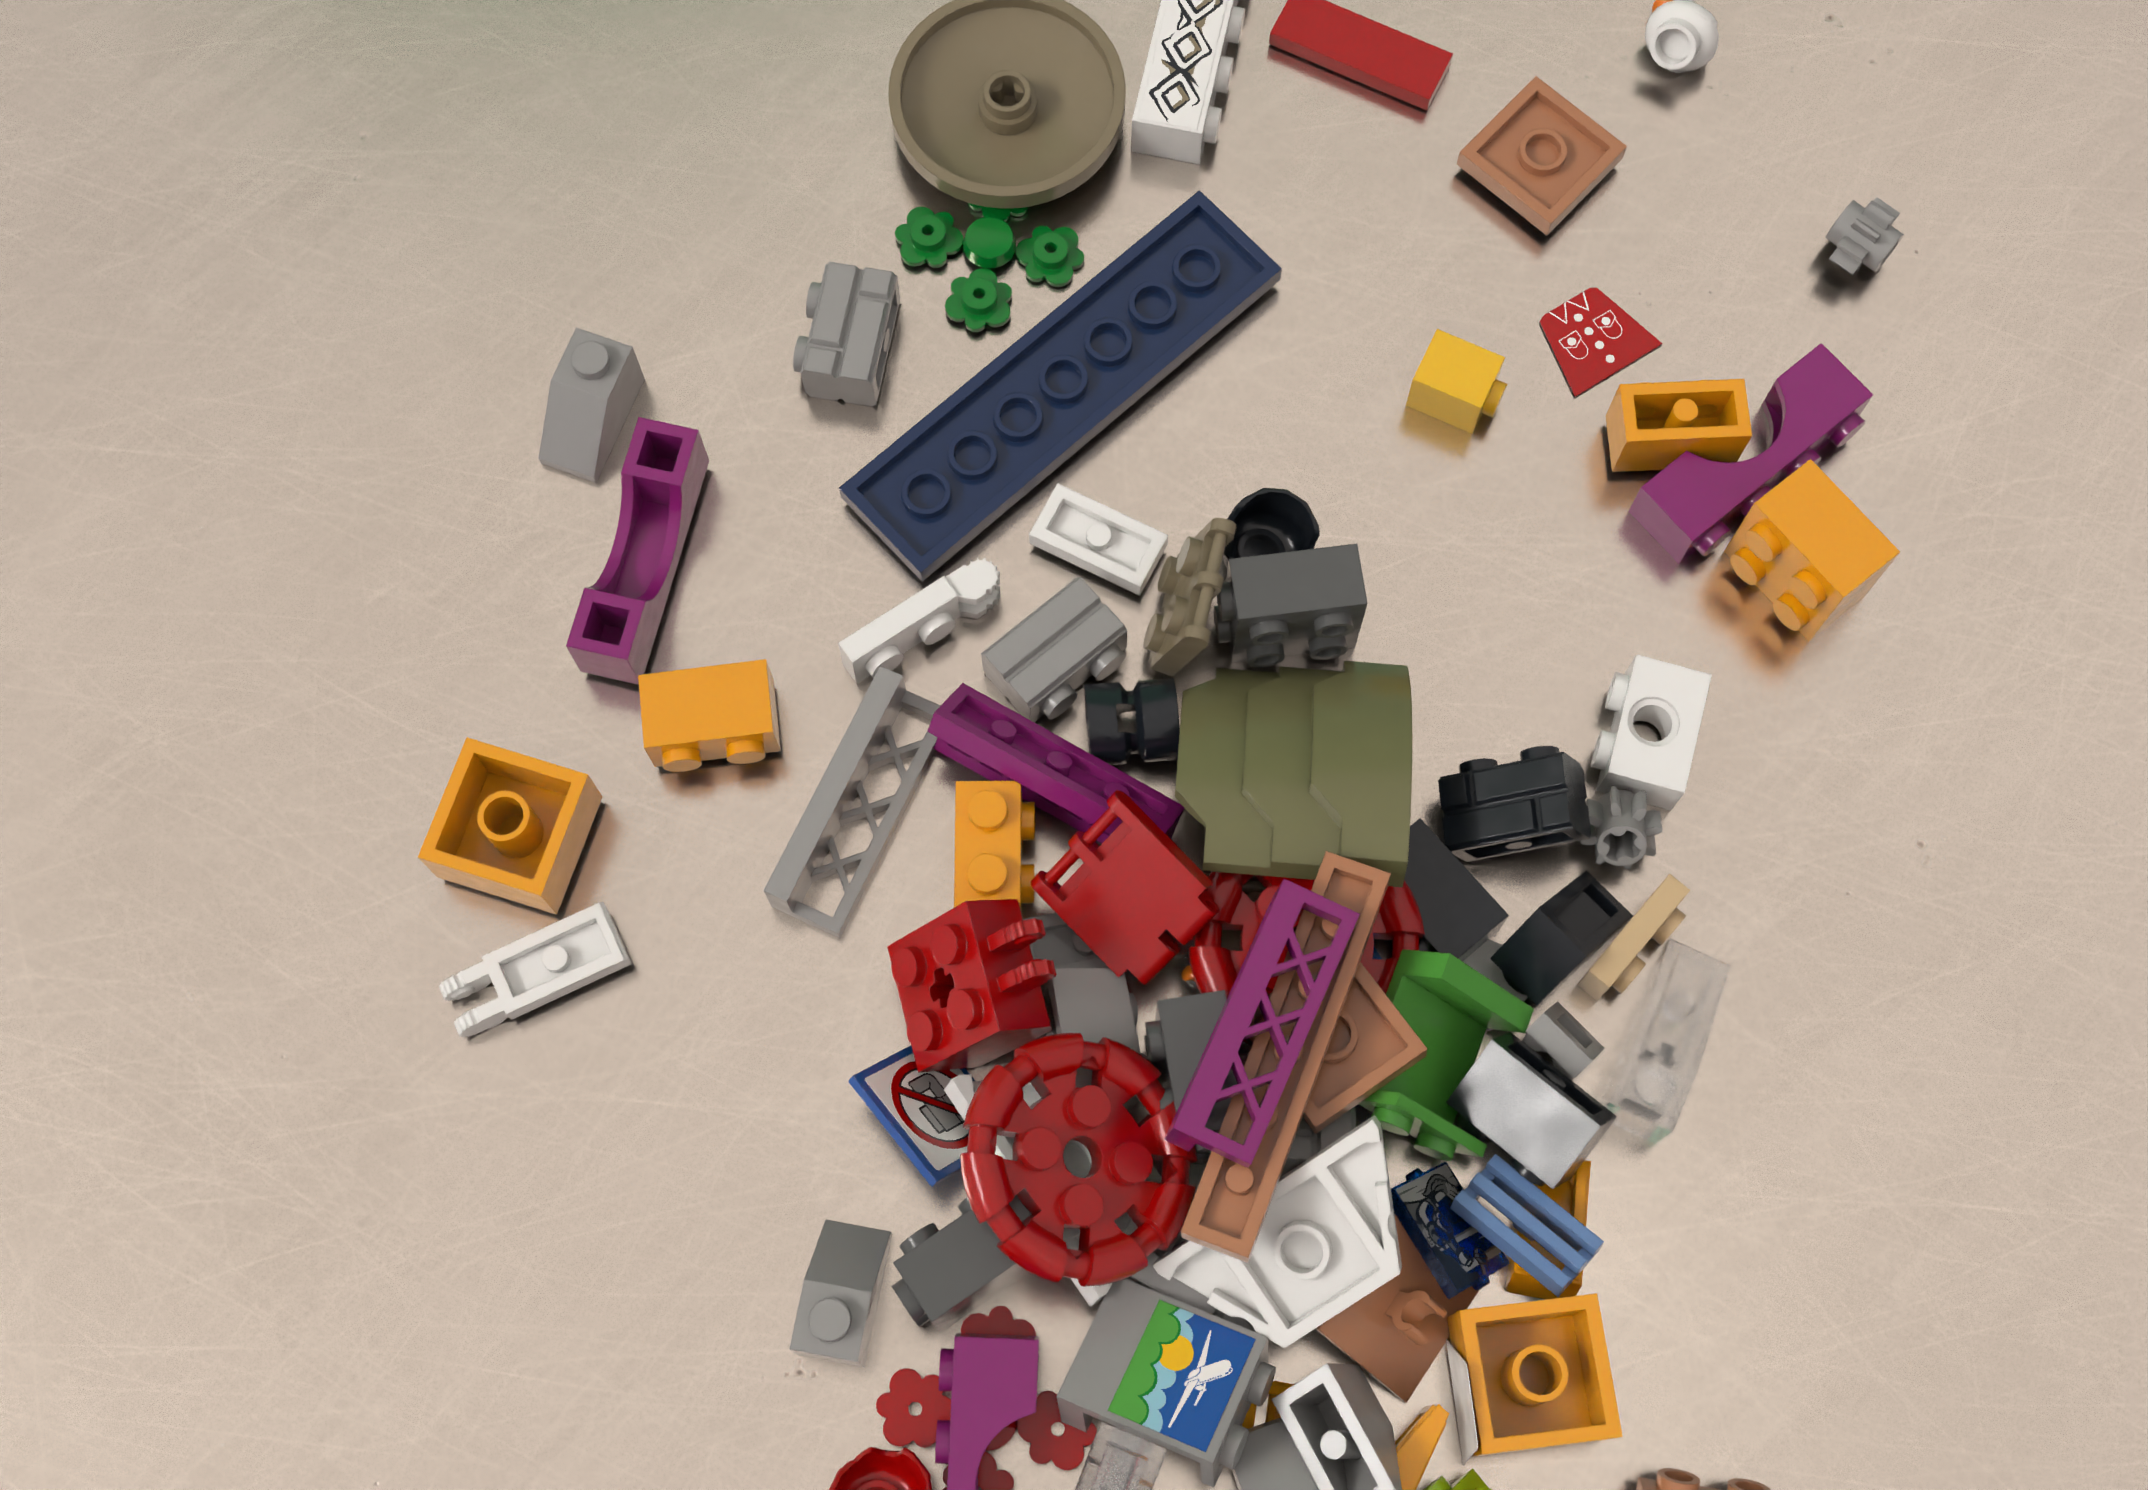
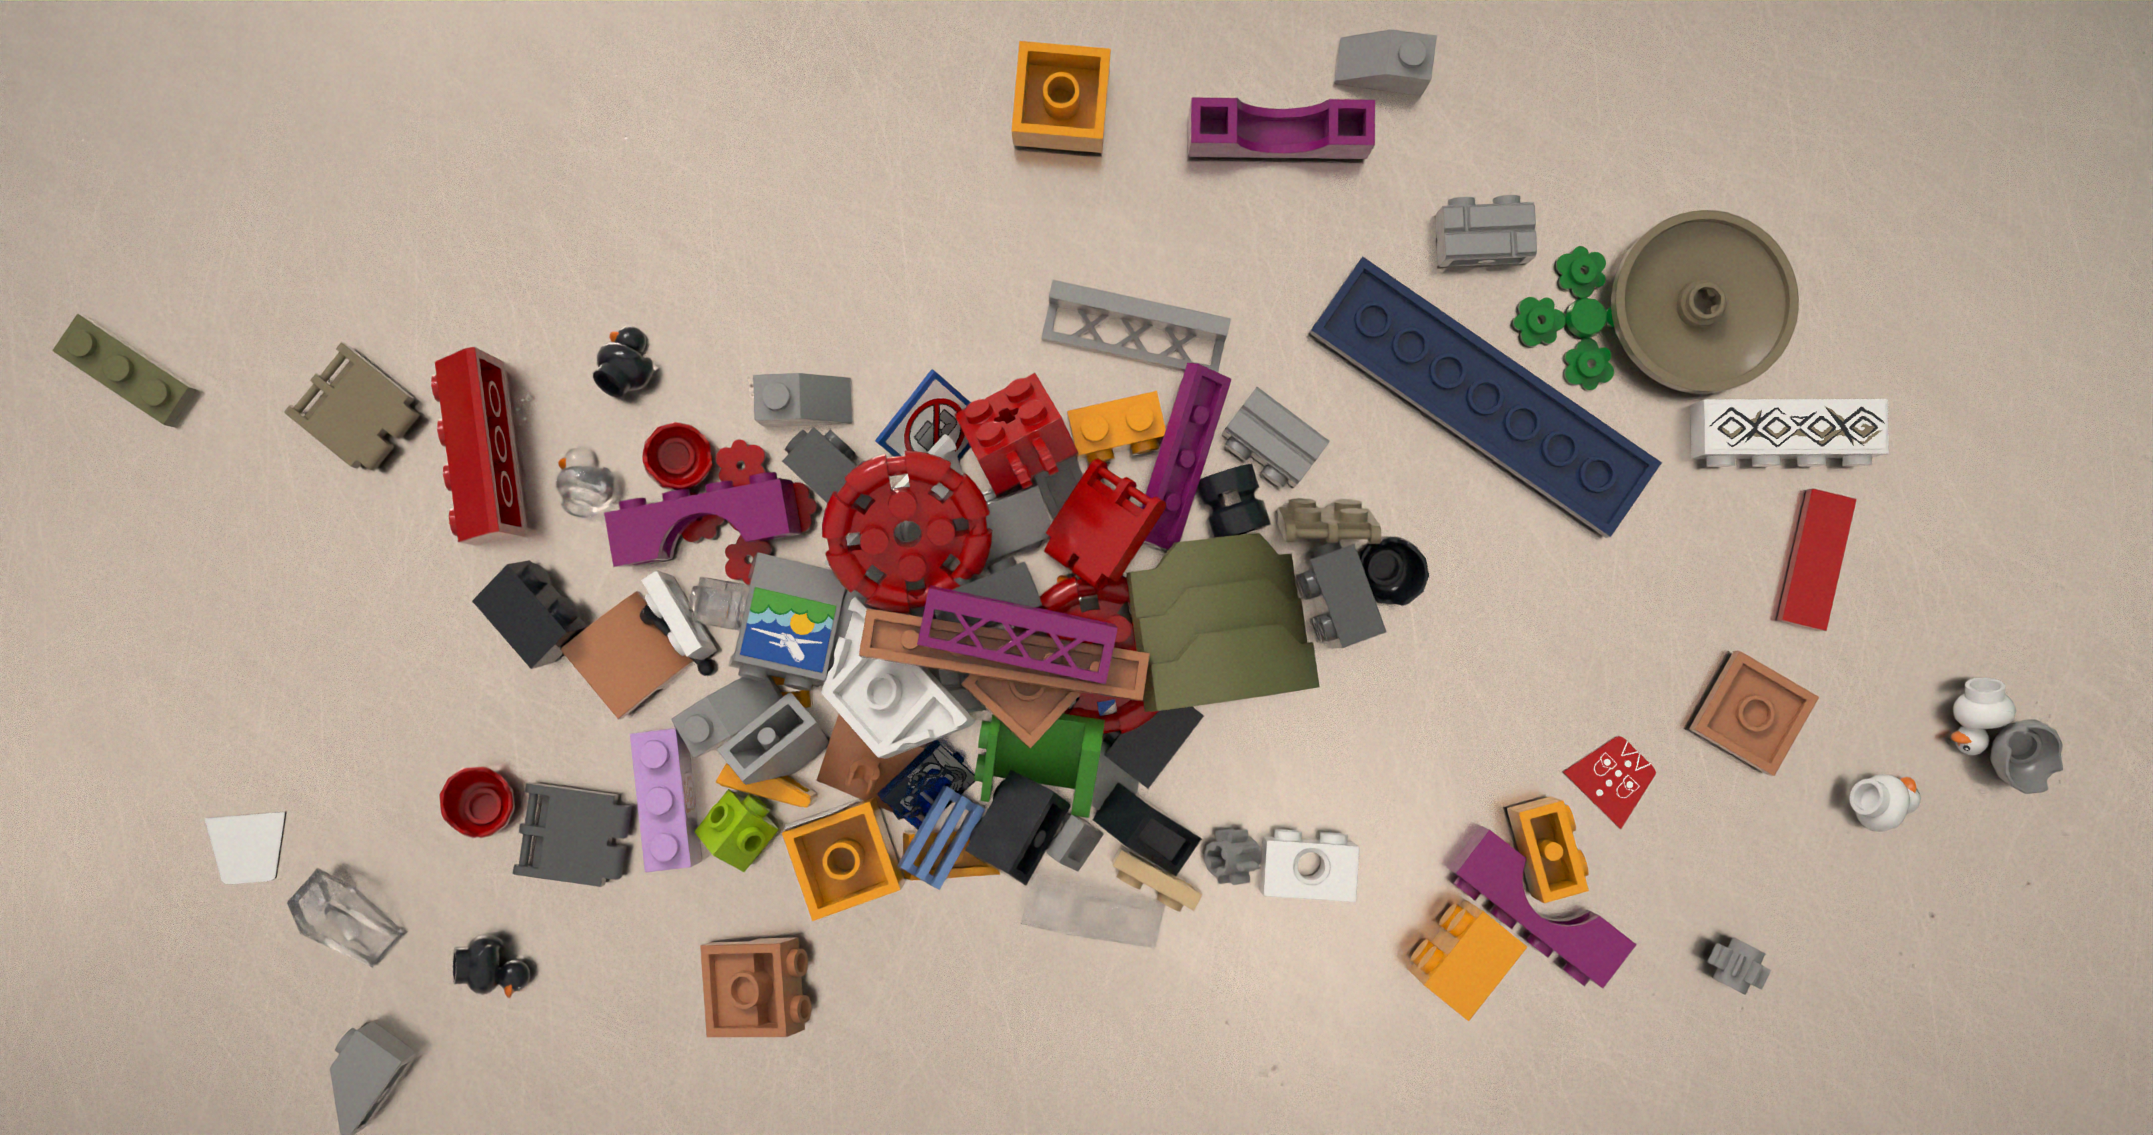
camera: 80 degrees right, 15 degrees up
(539, 968) = (973, 146): white hinge -> none
(709, 715) = (1171, 210): light orange brick -> none
(922, 617) = (1278, 339): white hinge -> none
(1098, 539) = (1367, 449): white plate -> none
(1457, 382) = (1548, 683): yellow brick -> none
(1514, 804) = (1228, 779): black brick -> none

